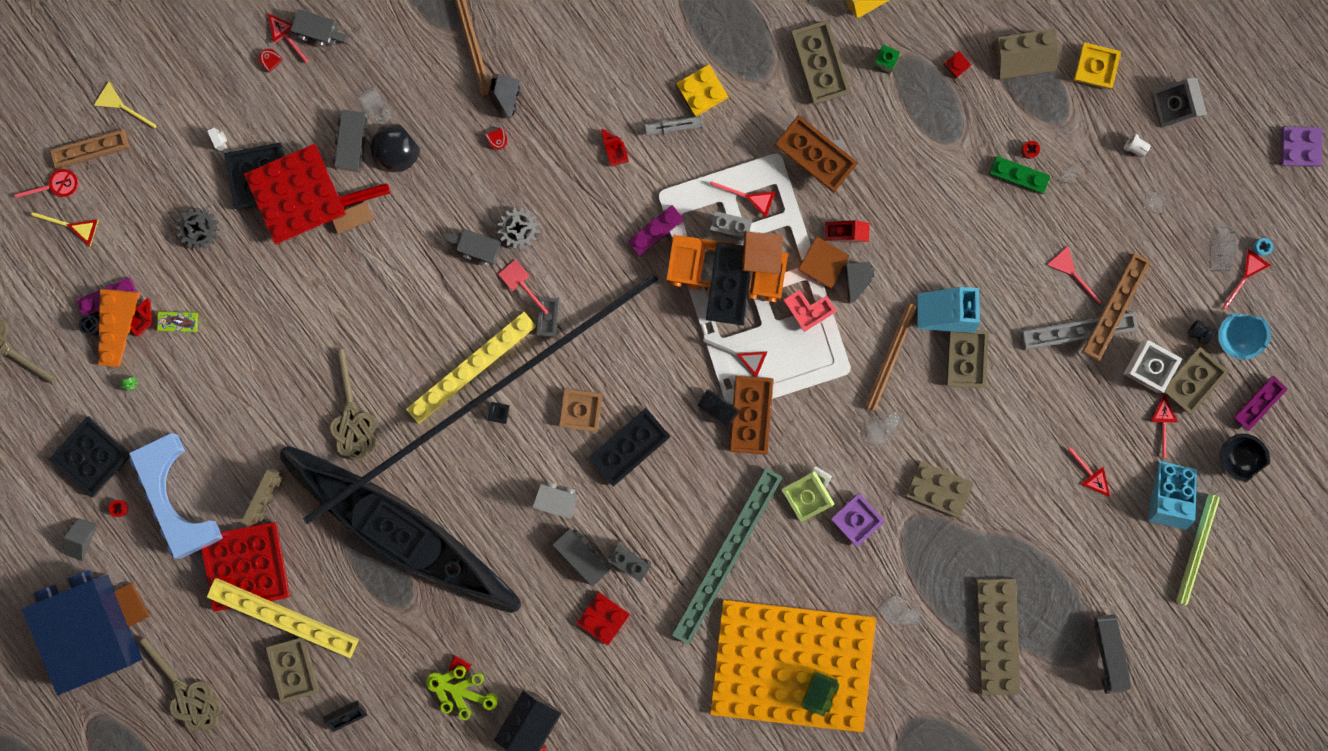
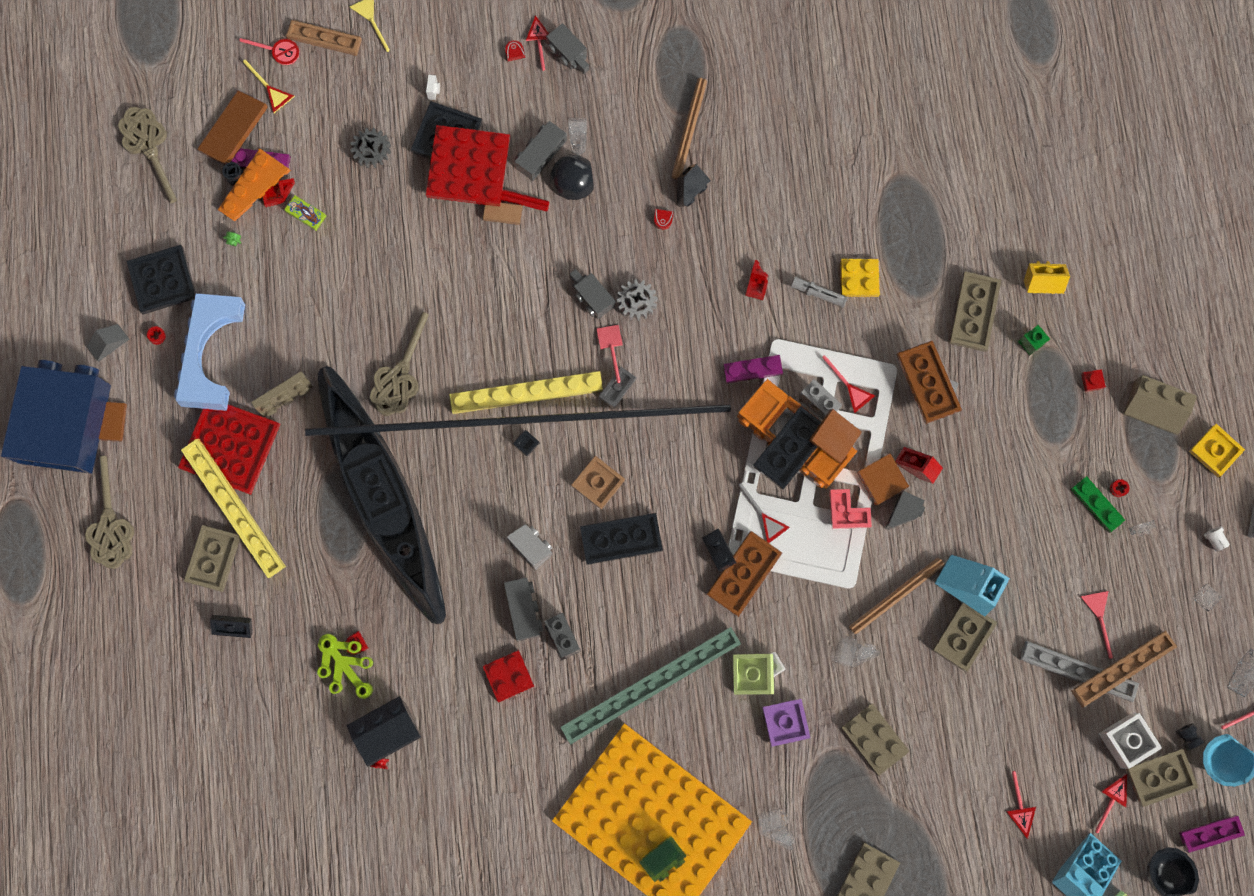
camera: 25 degrees right, 10 degrees down
(62, 283) = (232, 128): none -> dark orange tile

